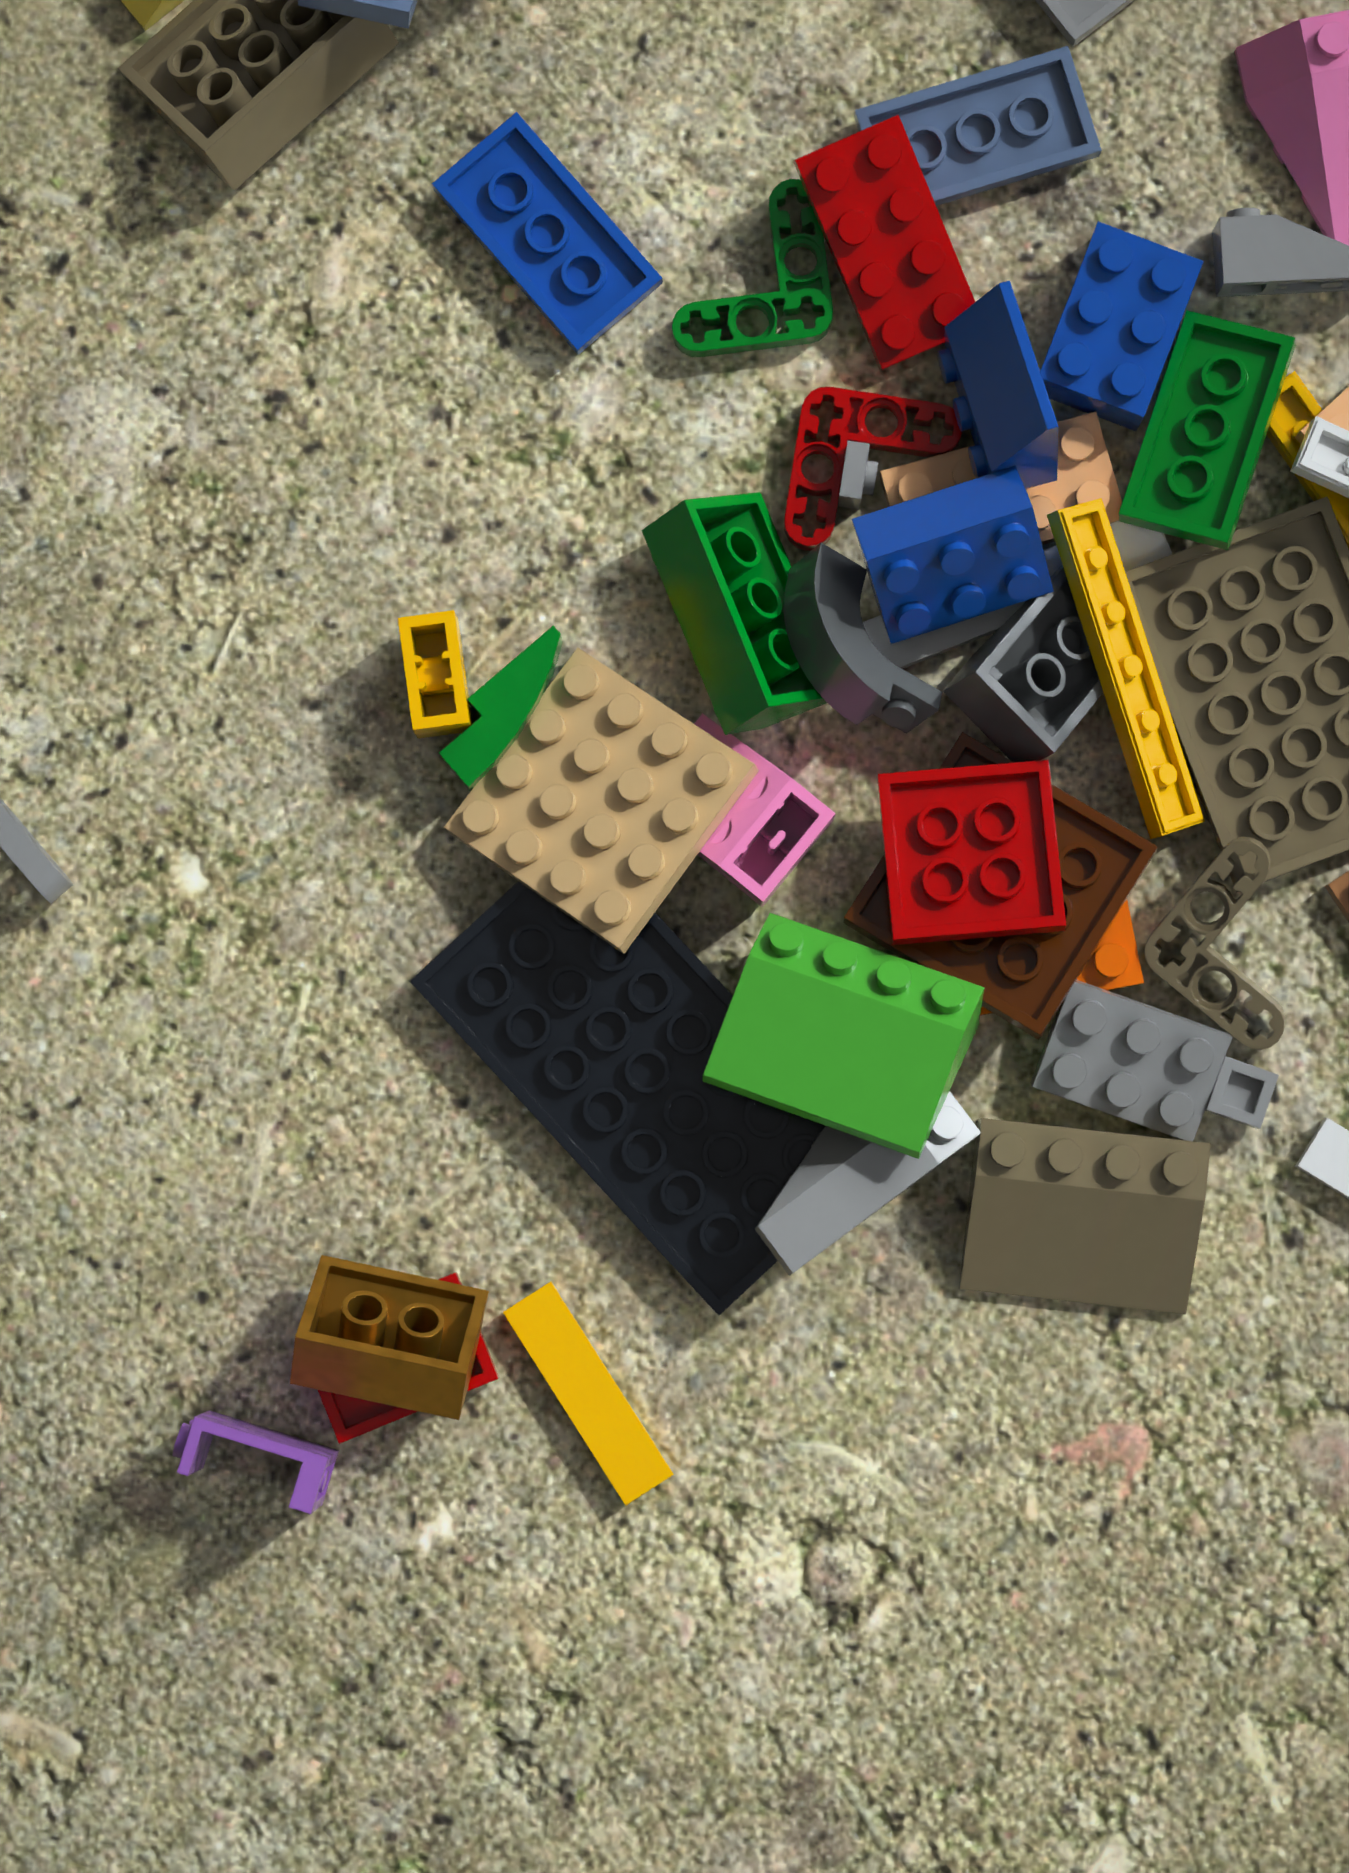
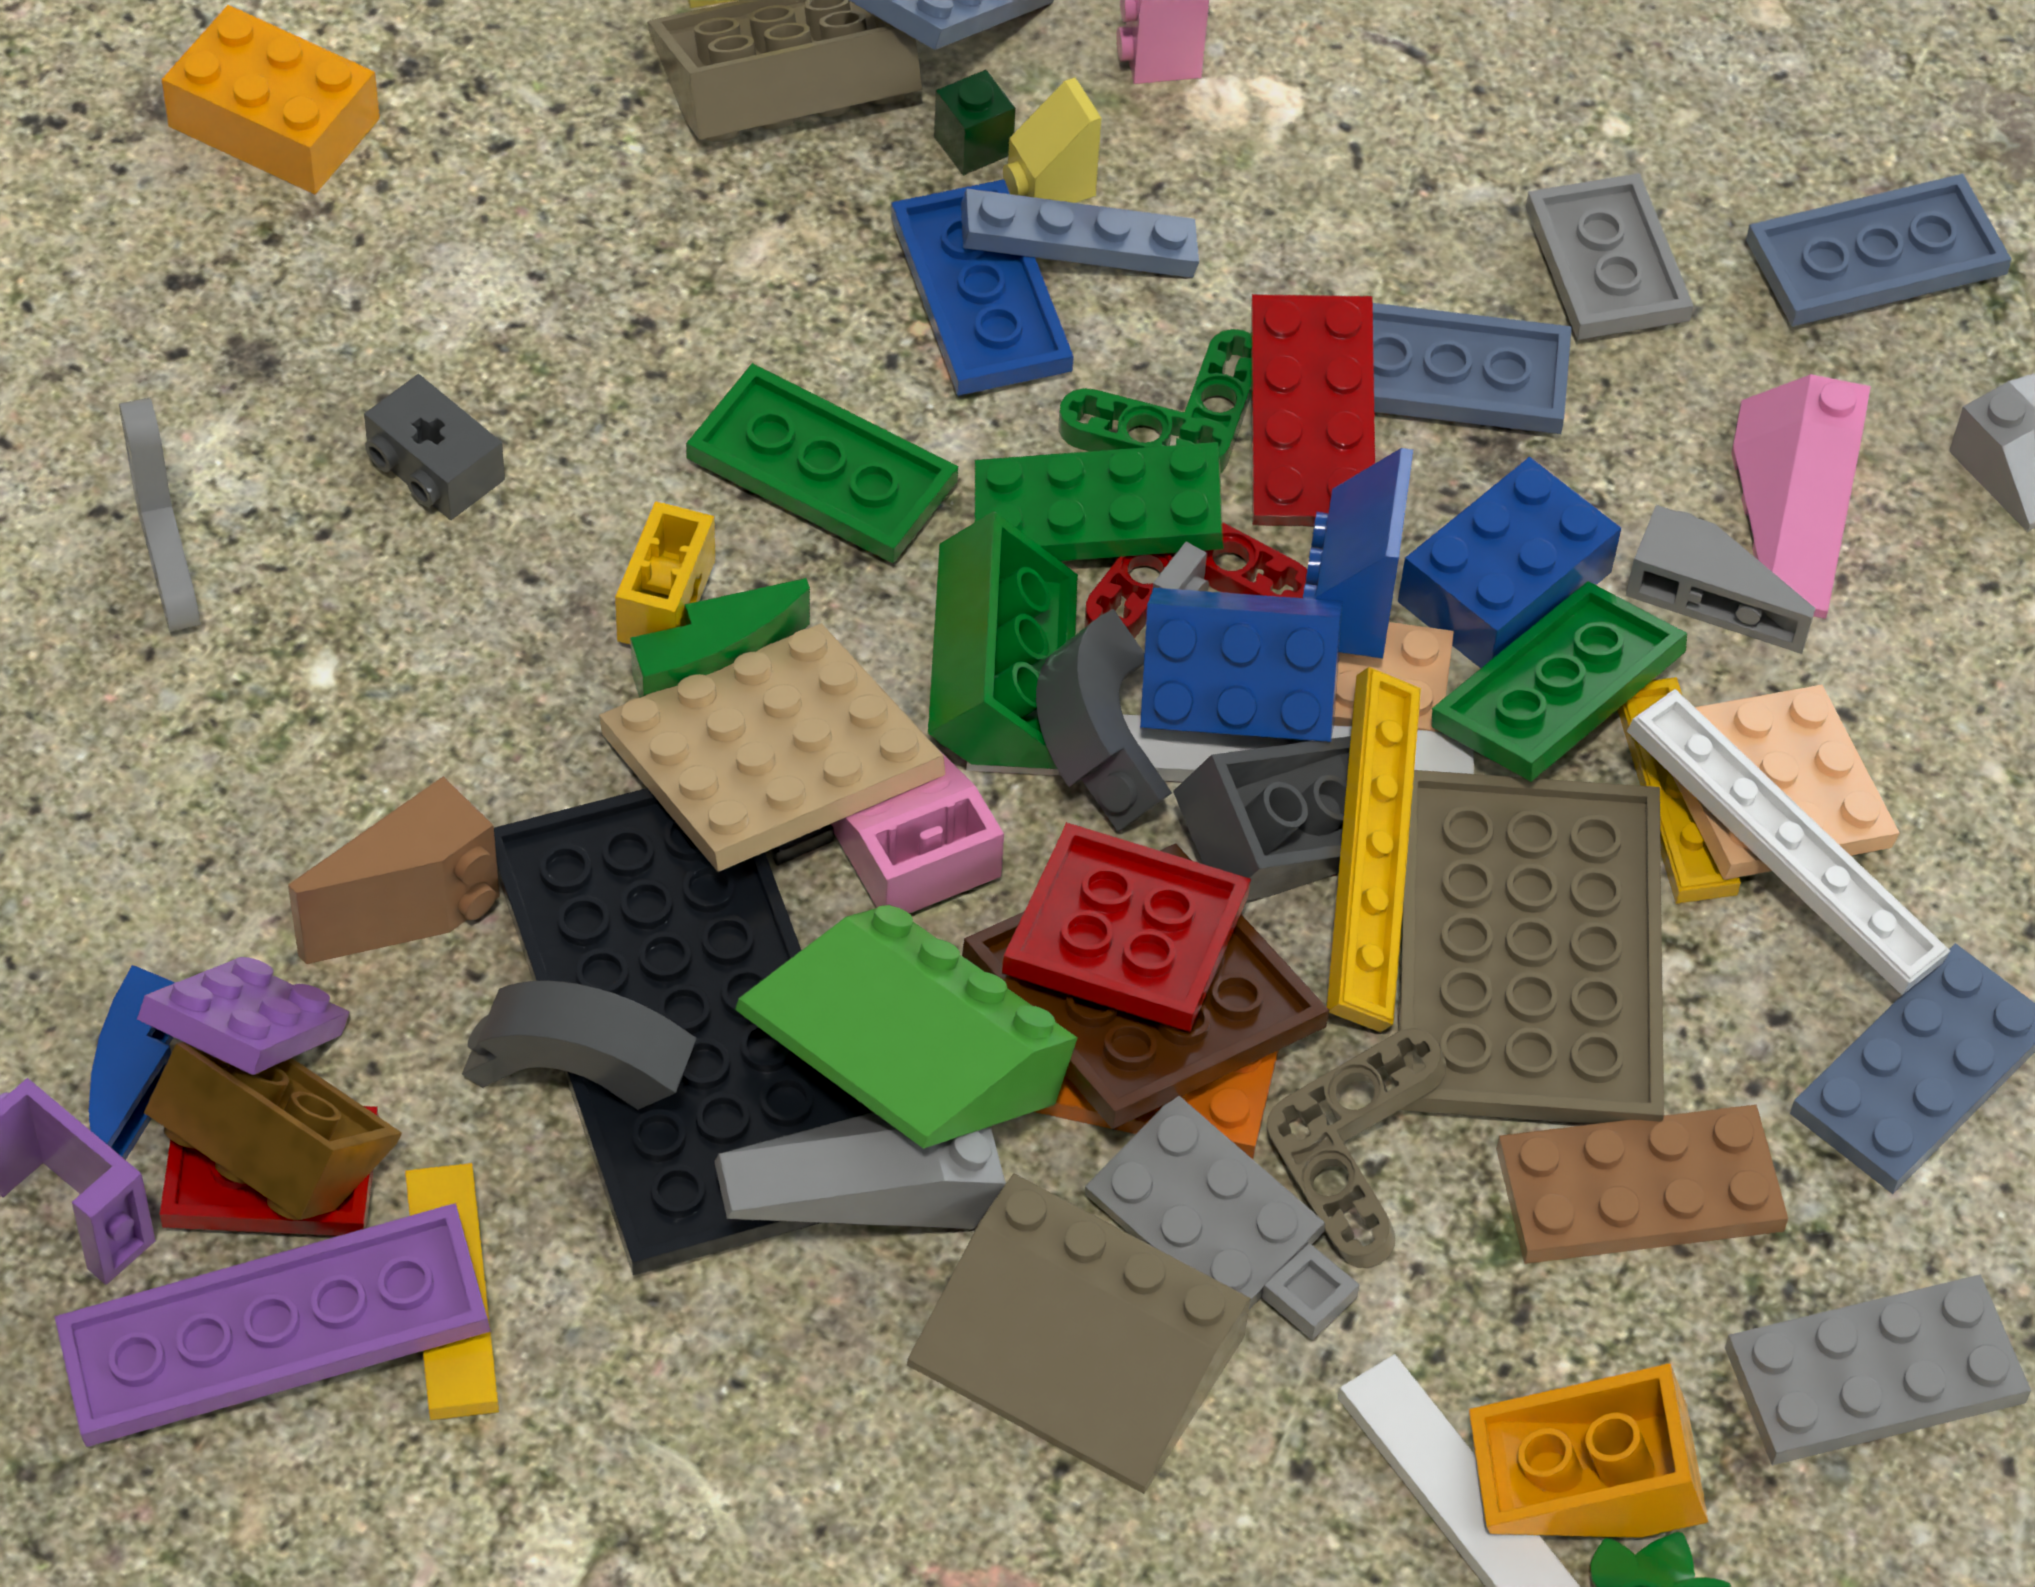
camera: 15 degrees right, 30 degrees down
(149, 602) = (433, 447): none -> dark grey brick
(244, 1328) = (127, 1065): none -> blue slope
(318, 1258) = (244, 1014): none -> medium lavender plate
(379, 1061) = (399, 879): none -> medium nougat slope
(461, 59) = (974, 121): none -> dark green brick
(474, 1496) = (270, 1324): none -> medium lavender plate
(500, 483) = (822, 462): none -> green plate
(550, 69) = (1056, 148): none -> light yellow slope
(591, 1160) = (580, 1032): none -> dark grey arch
(607, 142) = (1079, 233): none -> sand blue plate
(753, 420) = (1108, 499): none -> green plate

